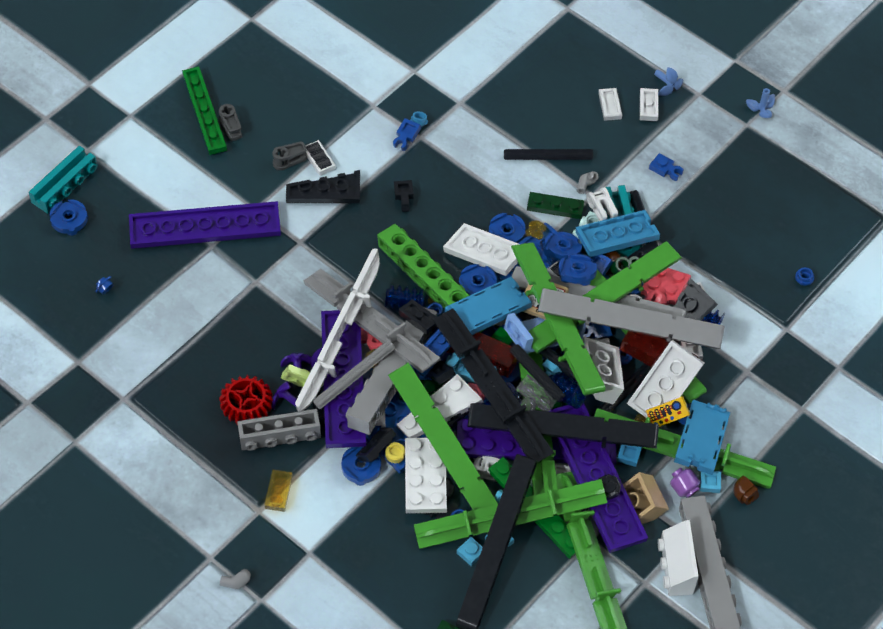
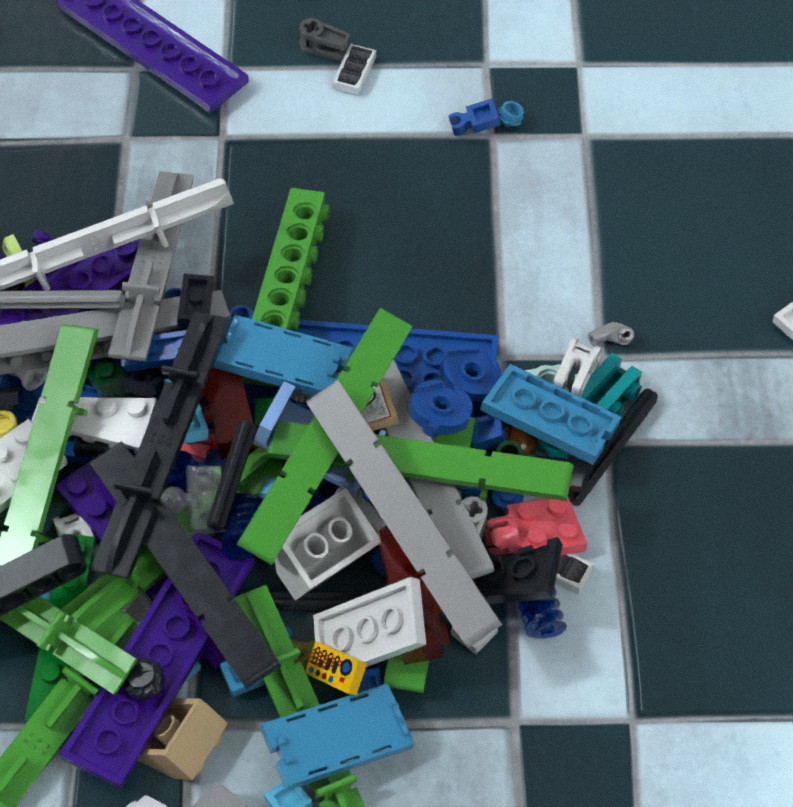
camera: 50 degrees right, 0 degrees up
(326, 190) = (315, 106): black wing -> none
(403, 297) = (235, 278): clear blue piece -> none
(404, 191) = (390, 173): black plate -> none
(475, 272) = (330, 313): blue plate -> none
(482, 249) = (390, 287): white plate -> none
(506, 221) = (451, 293): blue plate -> none
(536, 225) = (470, 324): clear yellow plate -> none
(548, 154) = (608, 269): black axle -> none
(555, 205) = (538, 327): dark green plate -> none
(610, 104) = (759, 275): white tile -> none
(663, 165) = (732, 396): blue plate -> none
(685, 482) = (254, 770): medium lavender head -> none
(804, 272) = (739, 671): blue plate -> none

